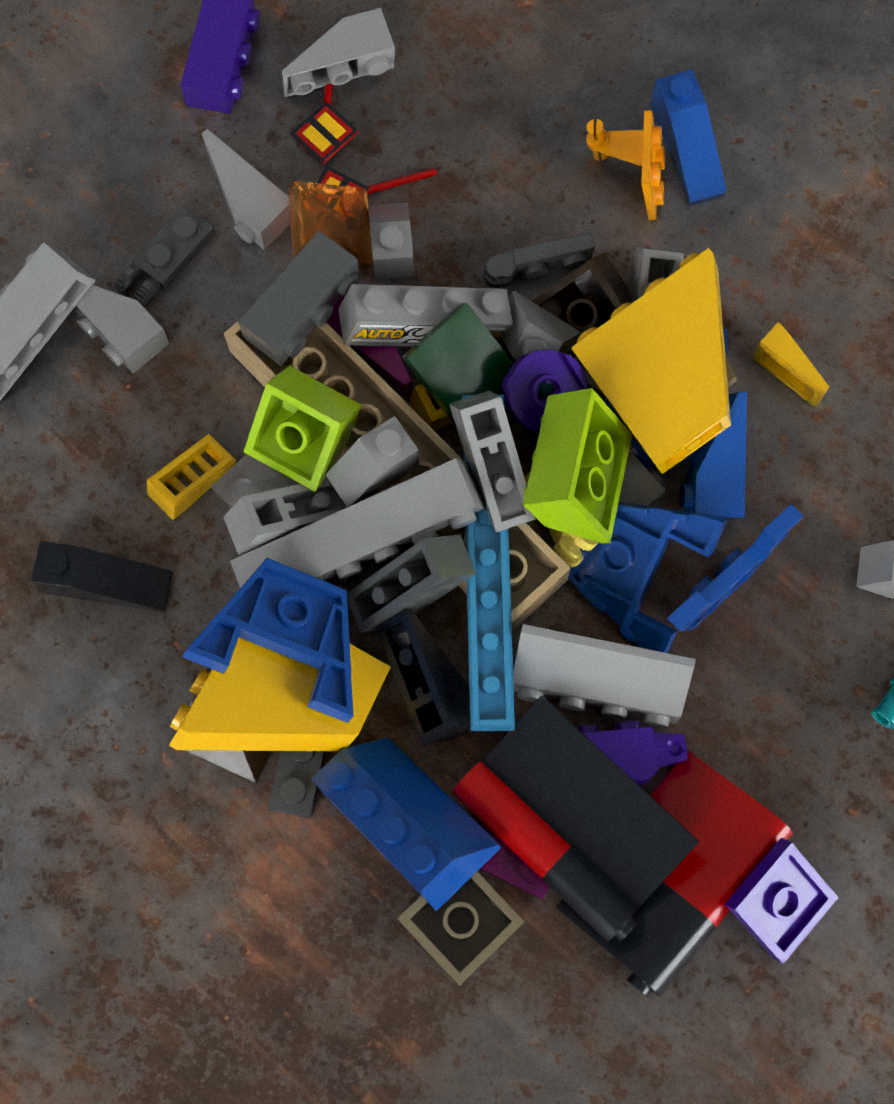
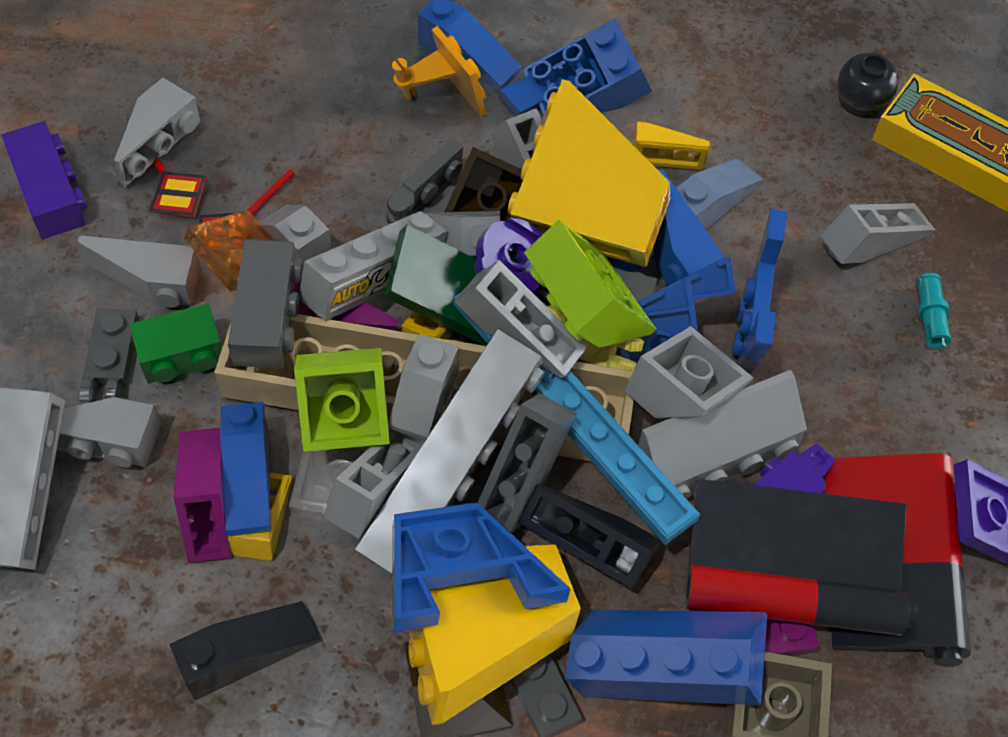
camera: 40 degrees left, 15 degrees down
(153, 428) = (201, 495): none -> magenta slope
(198, 431) = (245, 468): none -> blue slope
(222, 280) = (177, 343): none -> green brick
(599, 604) = (685, 377): none -> light grey slope
(702, 225) = (522, 96): none -> blue tile
(779, 241) = (597, 65): none -> blue slope
(799, 439) = (718, 190): none -> sand blue slope

